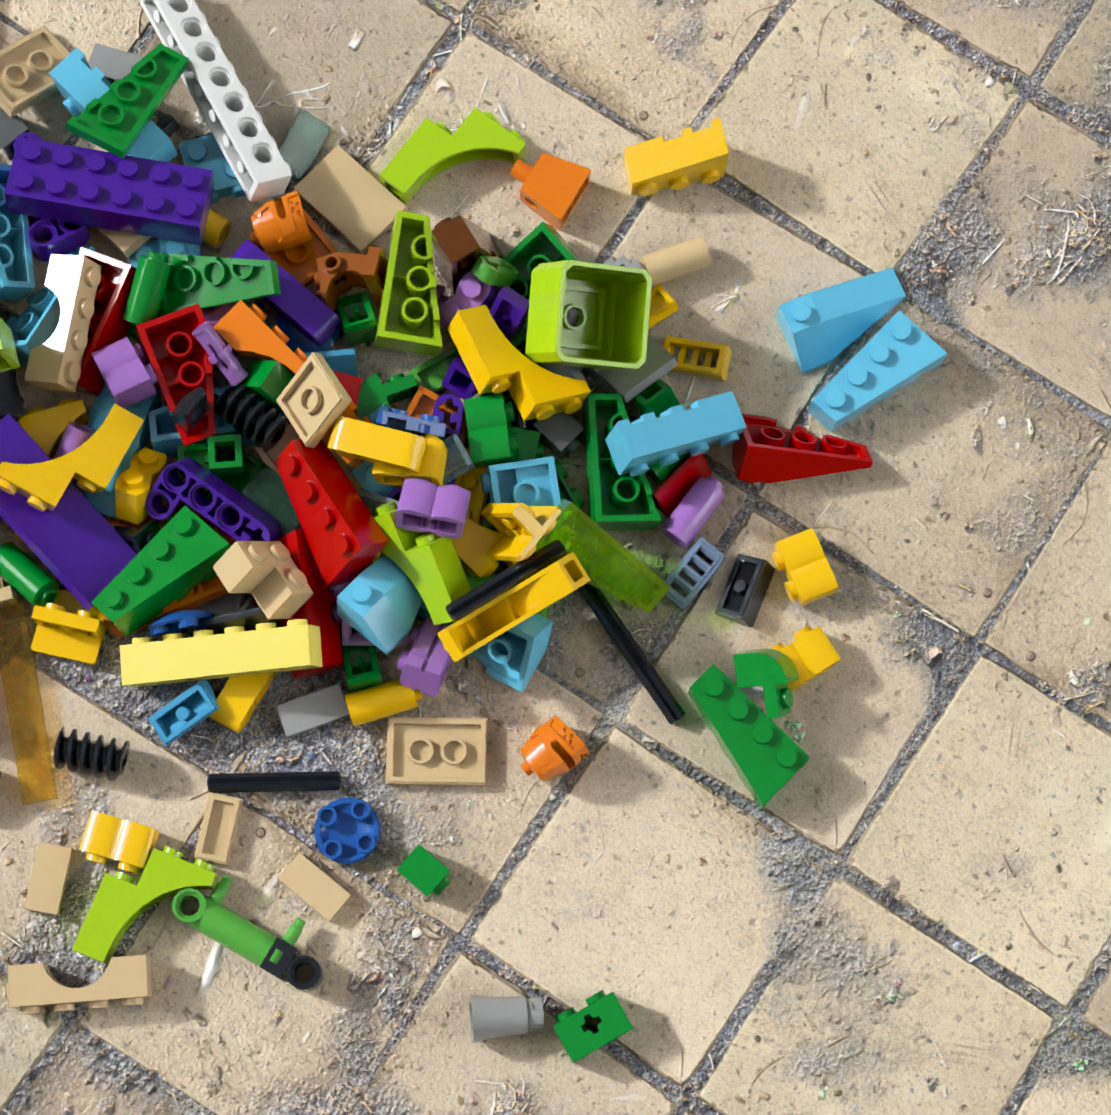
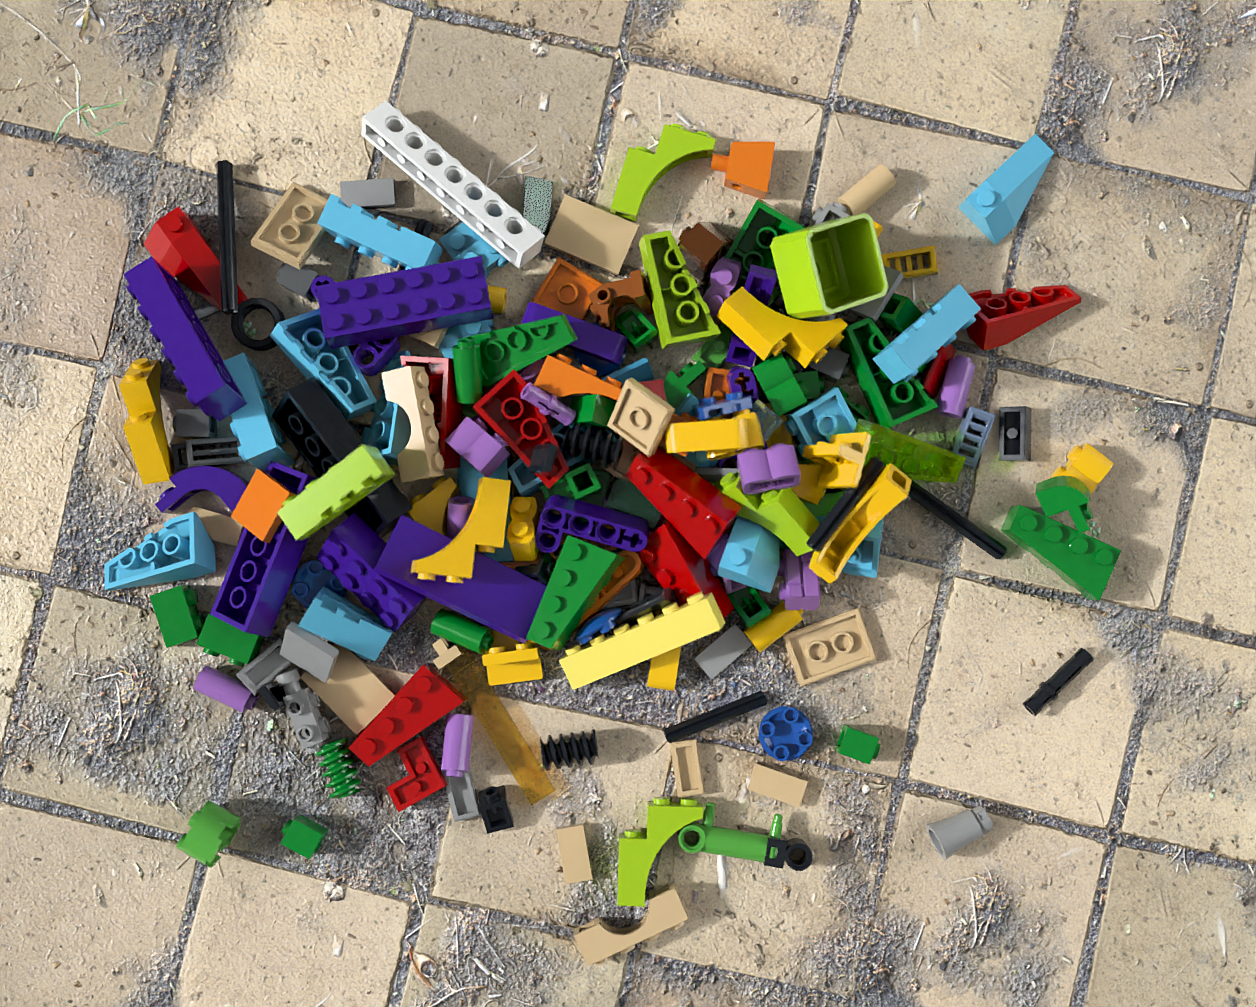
camera: 15 degrees left, 10 degrees up
(118, 841) = (617, 807): yellow brick -> none
(130, 103) = (392, 229): green wing -> none
(184, 712) = (628, 692): dark azure slope -> none
(267, 574) = (658, 568): tan brick -> none
(280, 224) = (549, 277): orange helmet -> none
(494, 271) = (736, 255): bright green beam -> none
(552, 750) = (920, 616): orange helmet -> none
(580, 1043) = (1040, 808): green brick -> none
(677, 161) = (839, 108): yellow wedge -> none
(686, 888) = (1059, 680): none -> black pin
(805, 568) = (1057, 400): yellow brick -> none
(883, 366) = (1059, 218): medium azure wedge -> none

